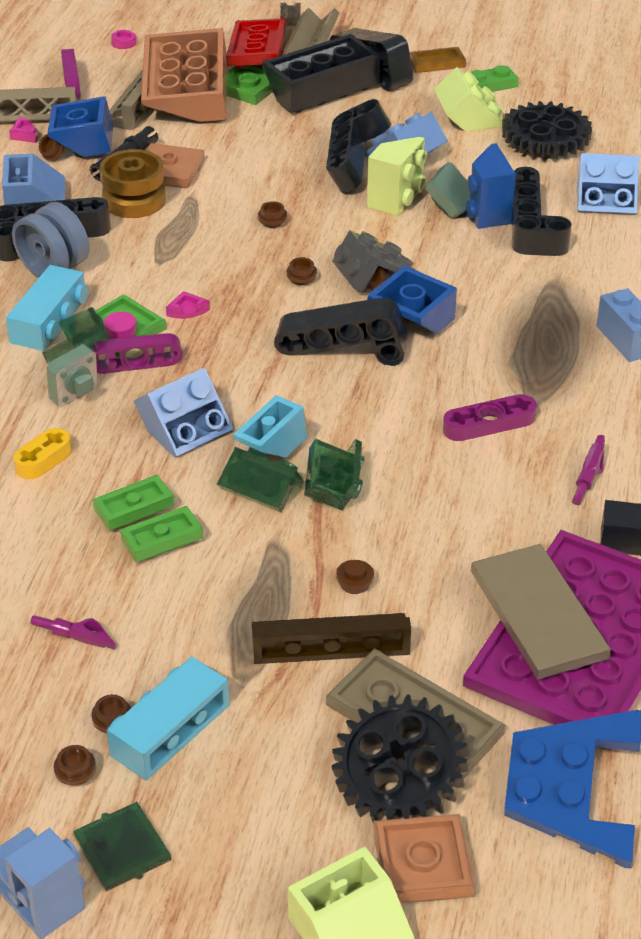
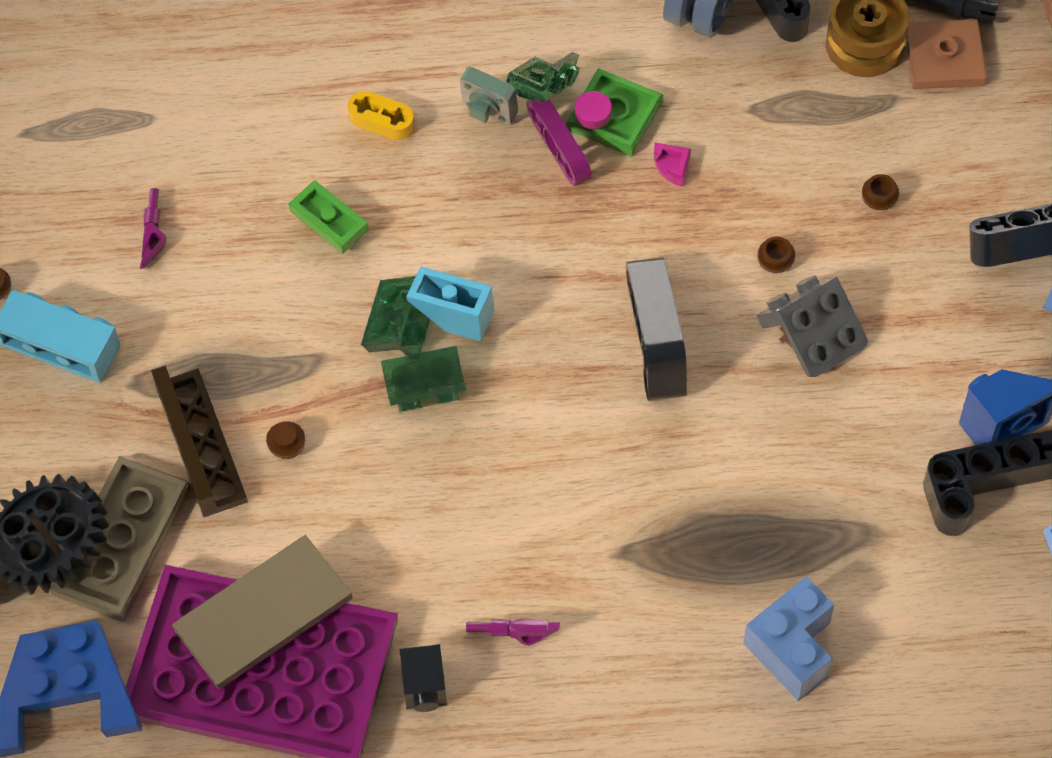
camera: 75 degrees right, 20 degrees up
(48, 301) = (607, 32): medium azure brick -> none
(107, 710) = (56, 289): reddish brown plate -> none
(161, 533) = (291, 255): bright green plate -> none
(184, 413) = (472, 215): medium blue slope -> none
(396, 174) = (992, 298): yellowish green slope -> none
(420, 298) = (728, 380): blue slope -> none
(449, 190) = (996, 354): sand green piece -> none
(467, 421) = (573, 494): magenta beam -> none

